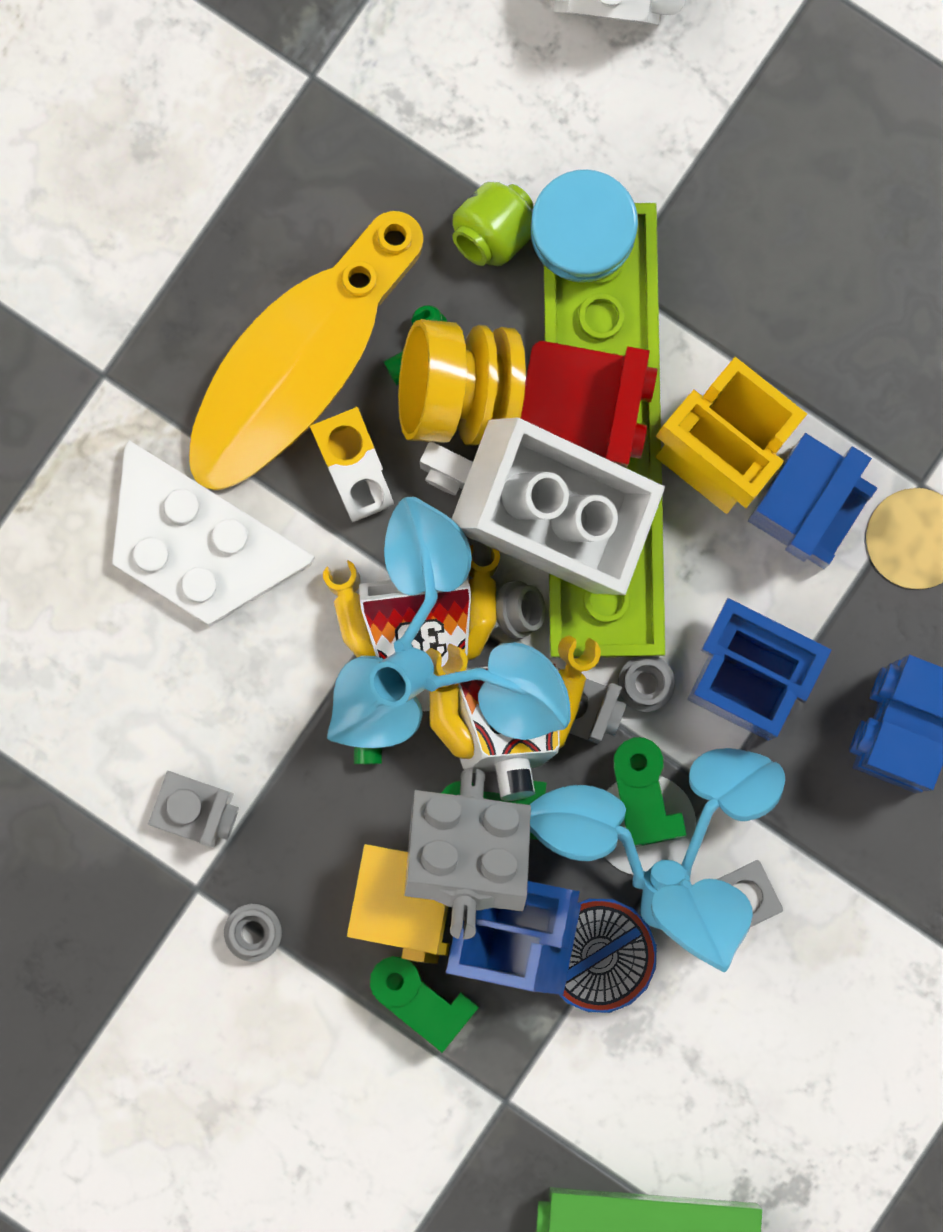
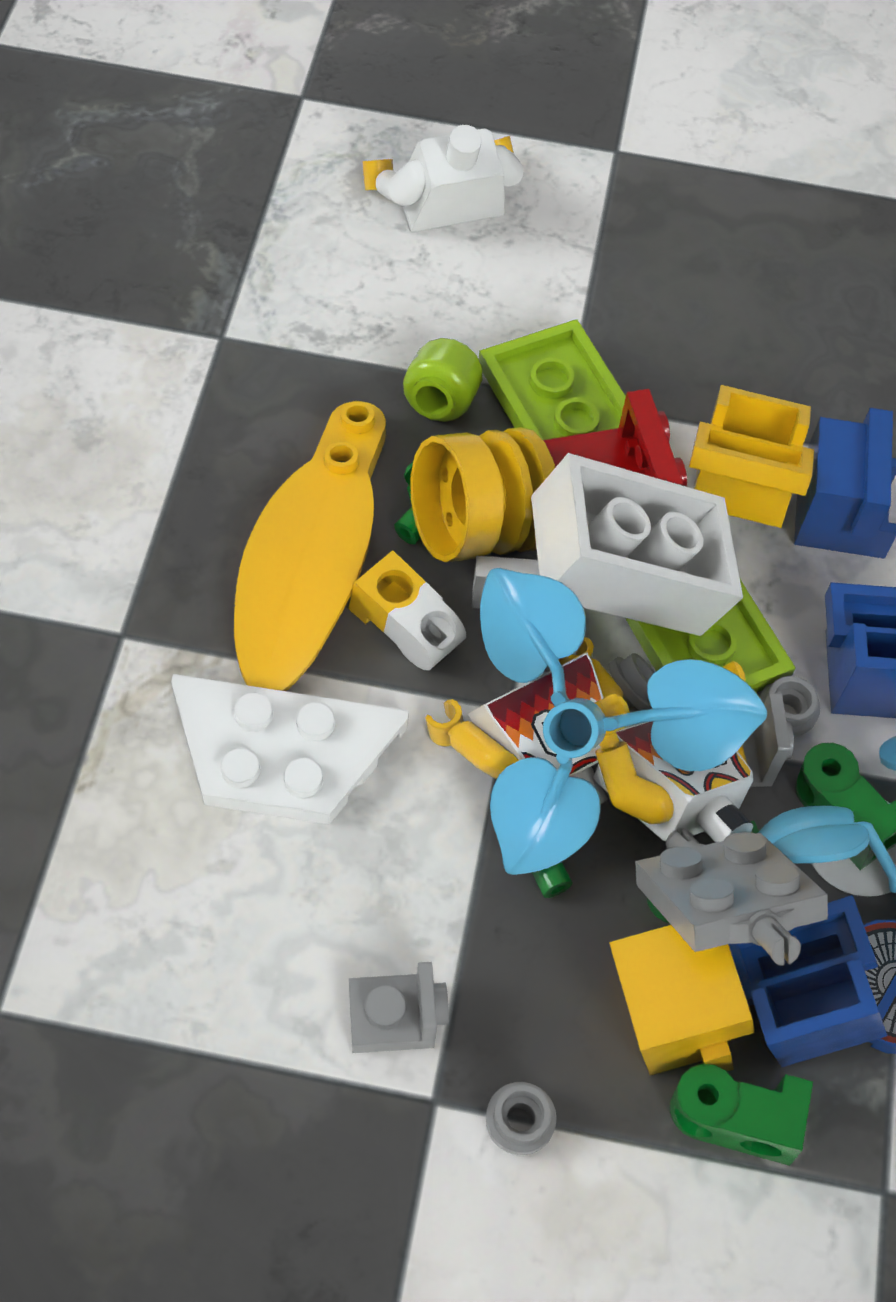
camera: 25 degrees left, 25 degrees down
(584, 225) = (527, 343): medium azure head -> none

